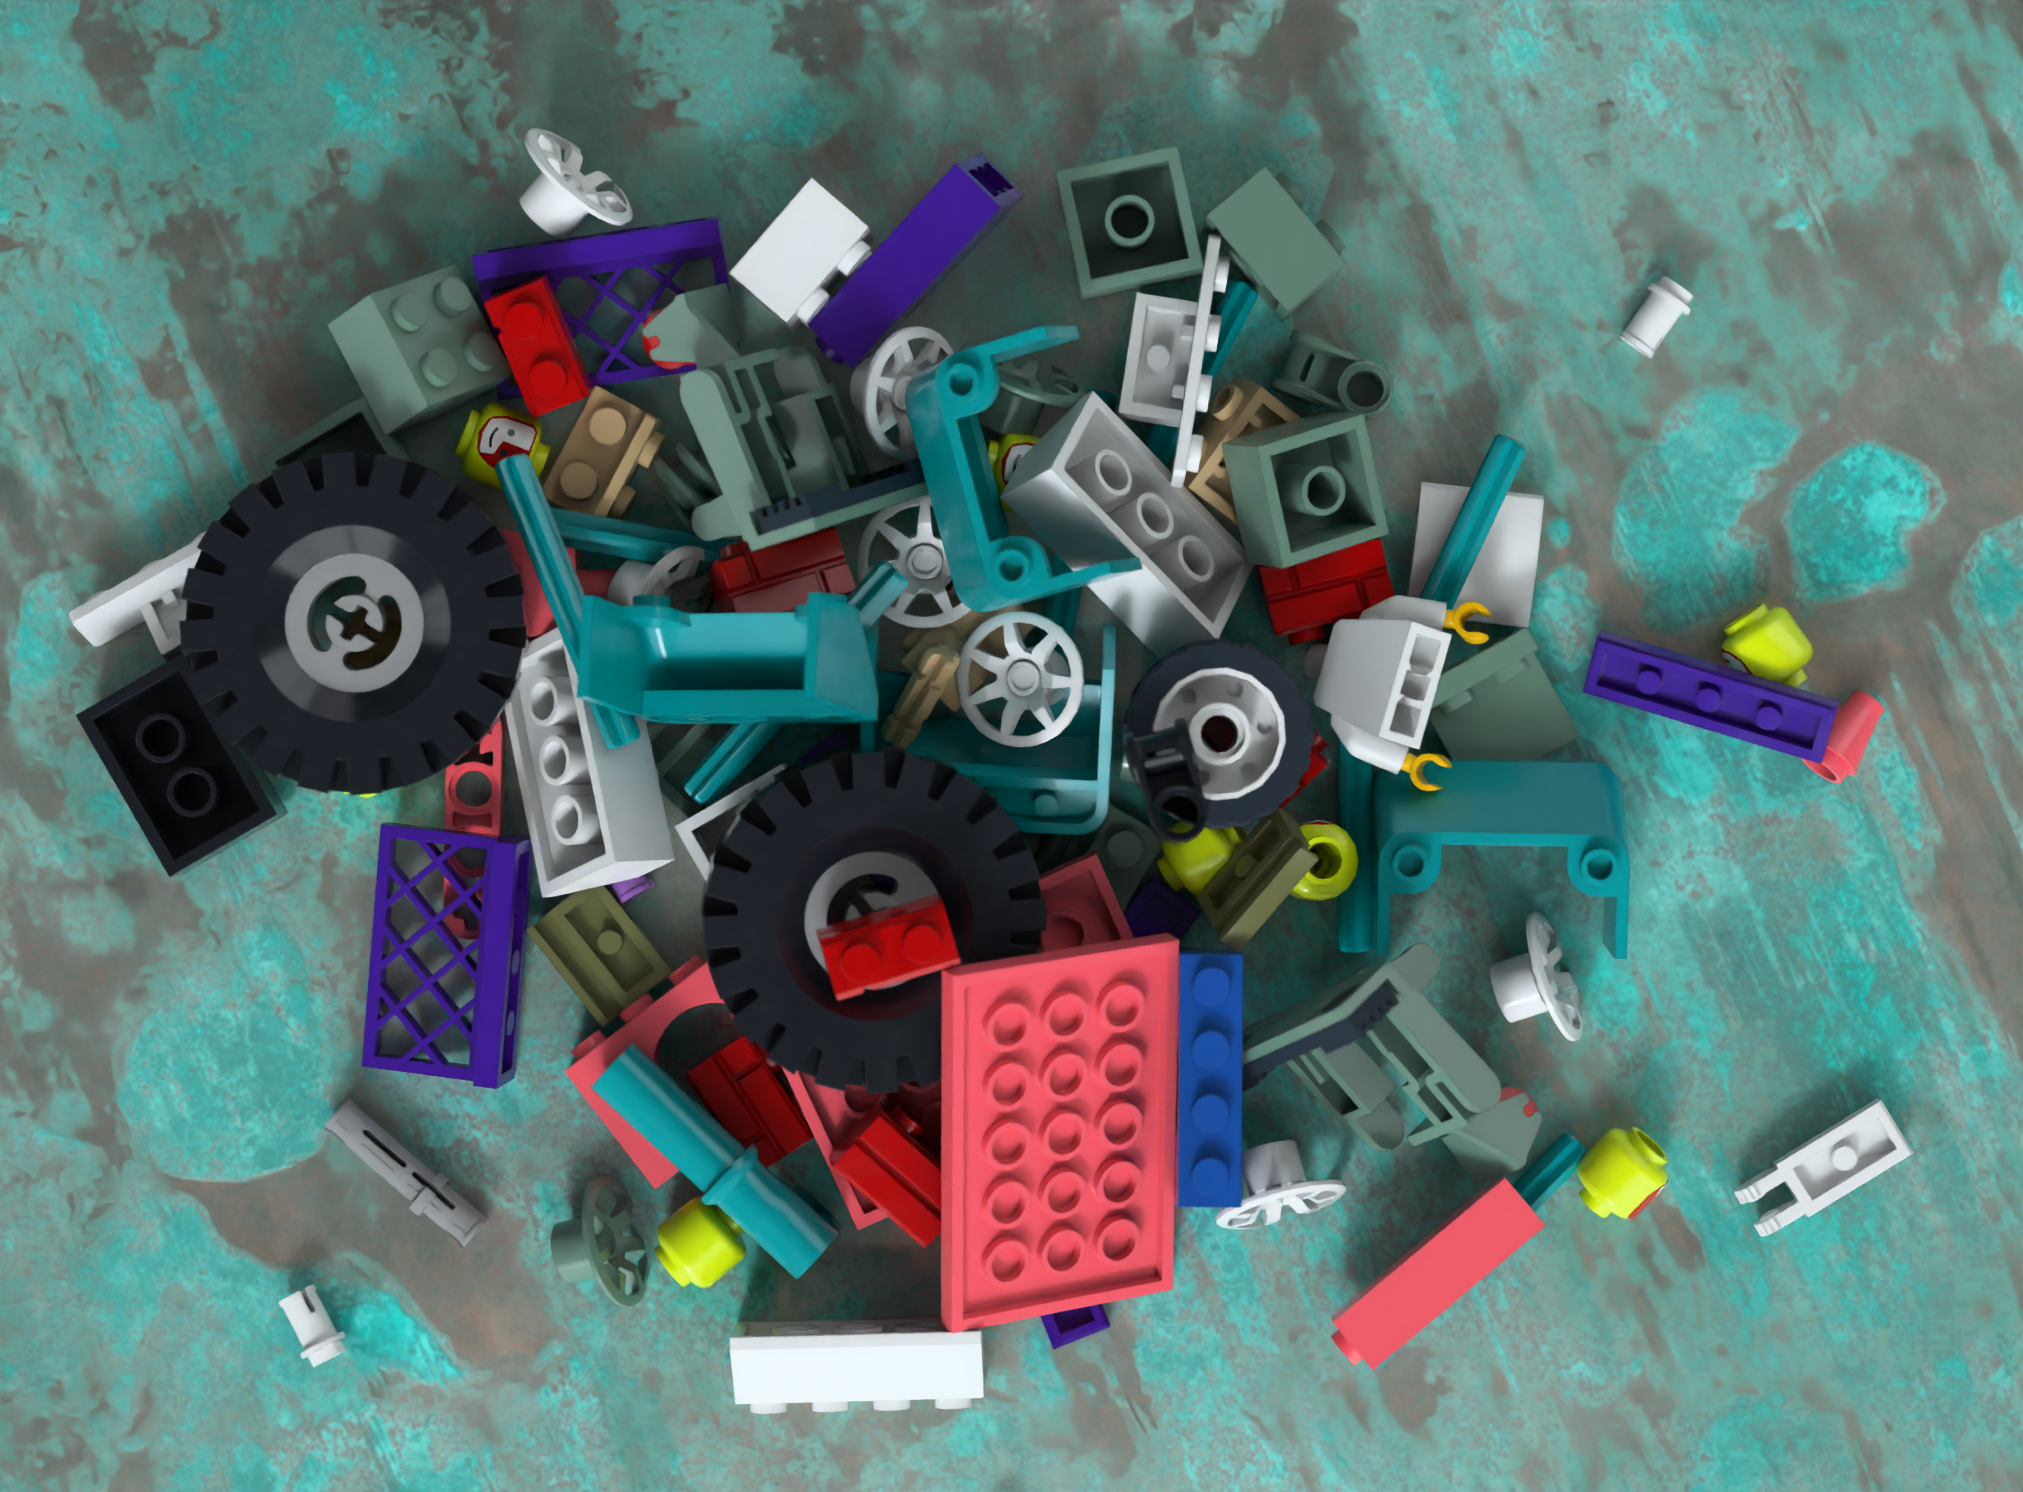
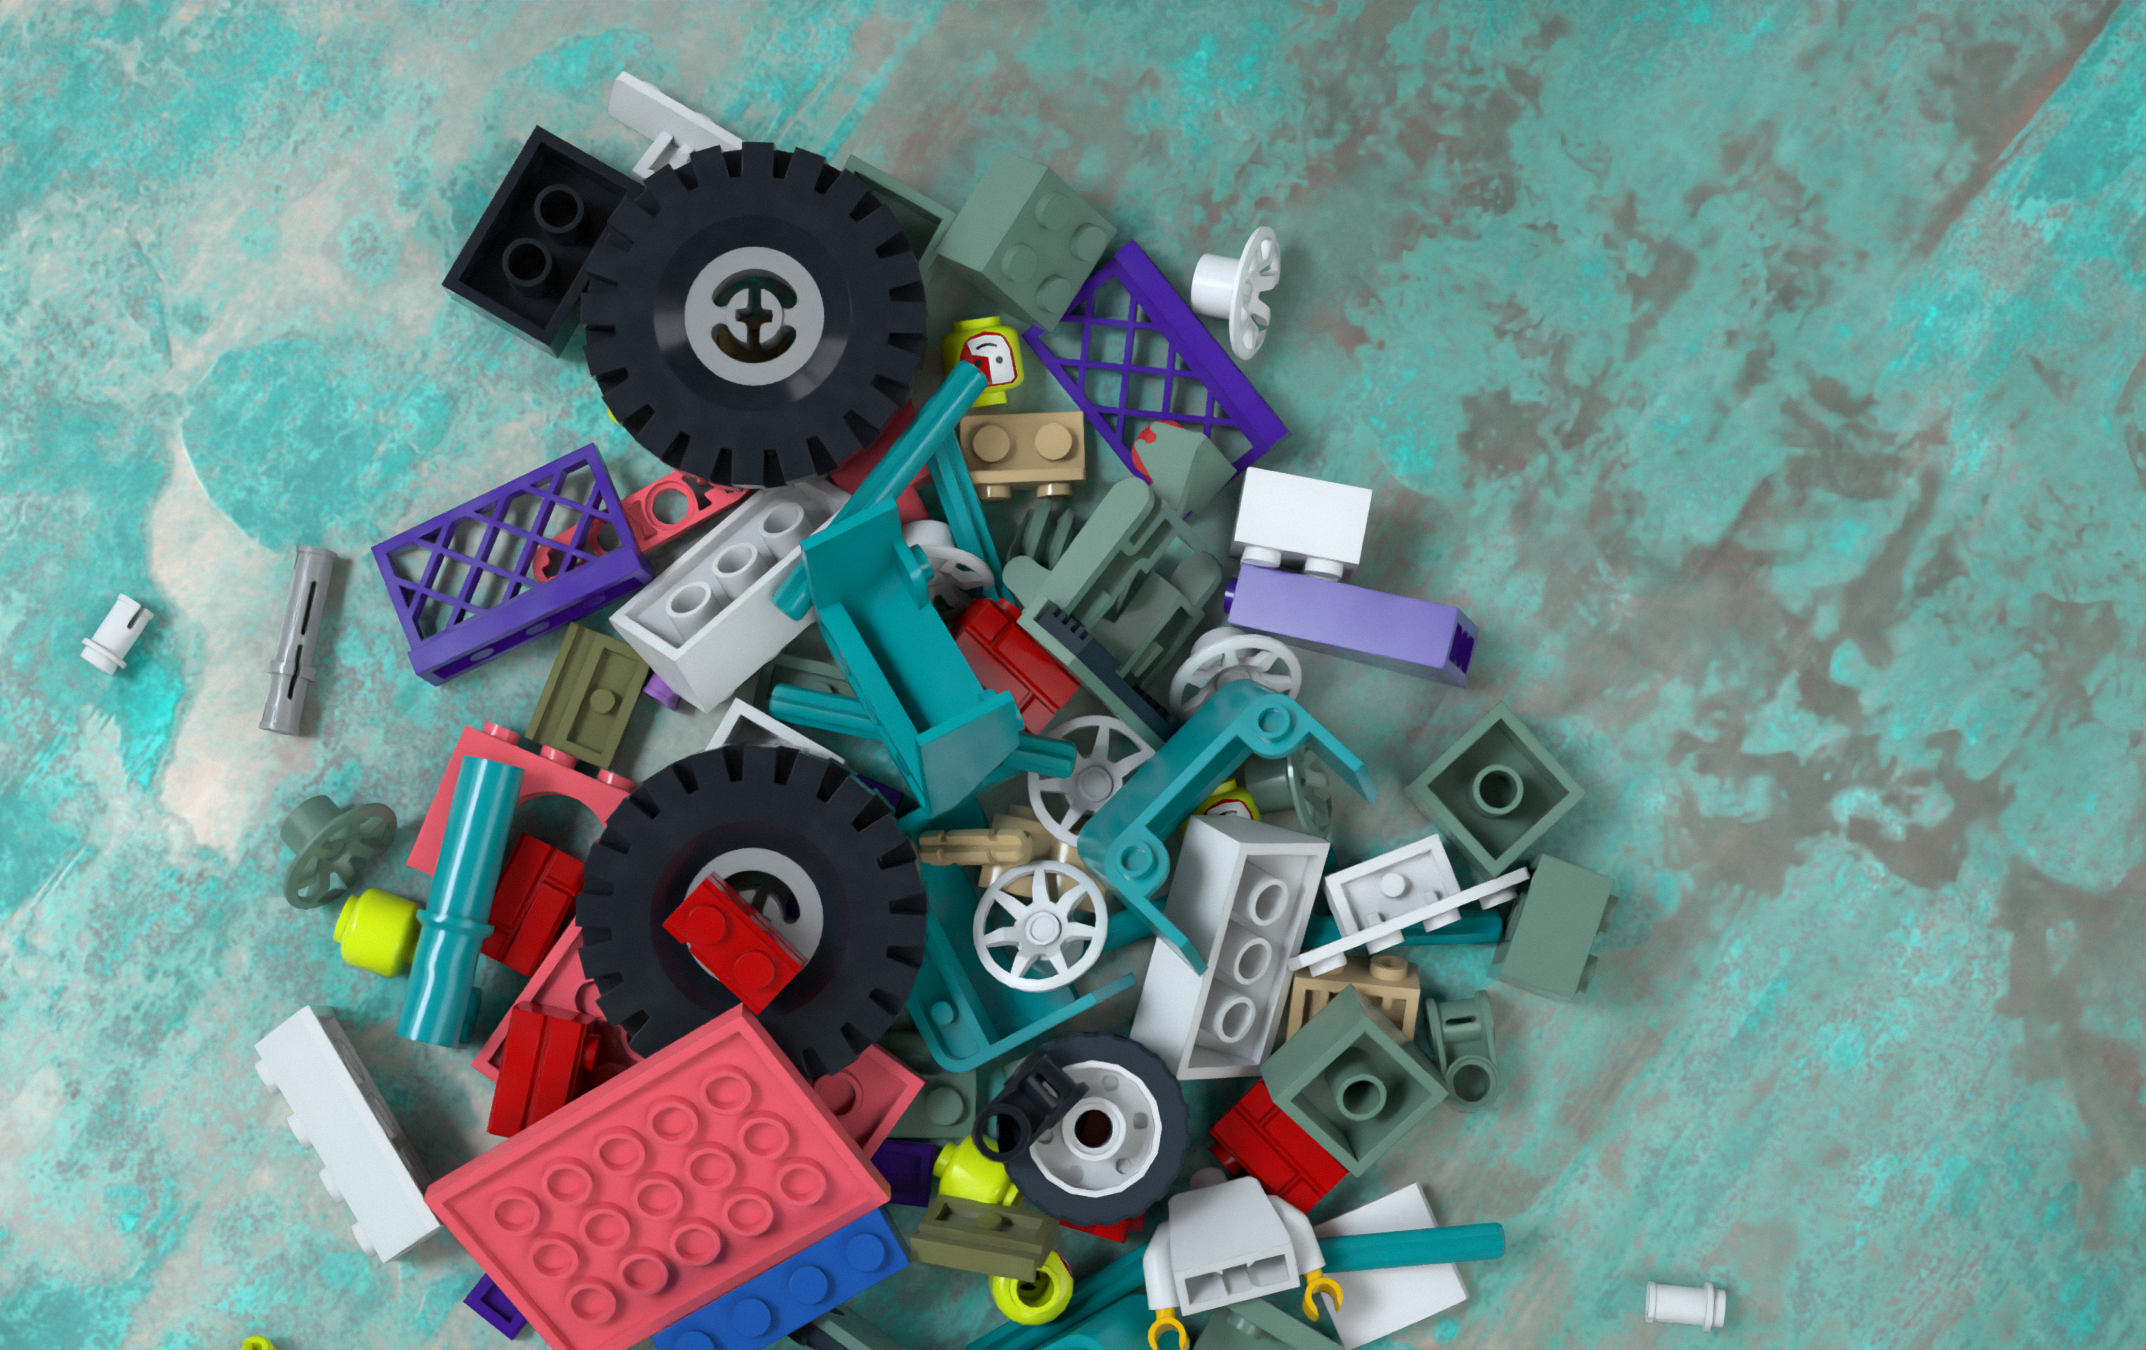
camera: 50 degrees right, 5 degrees down
(539, 346) = (1088, 341): red brick -> none

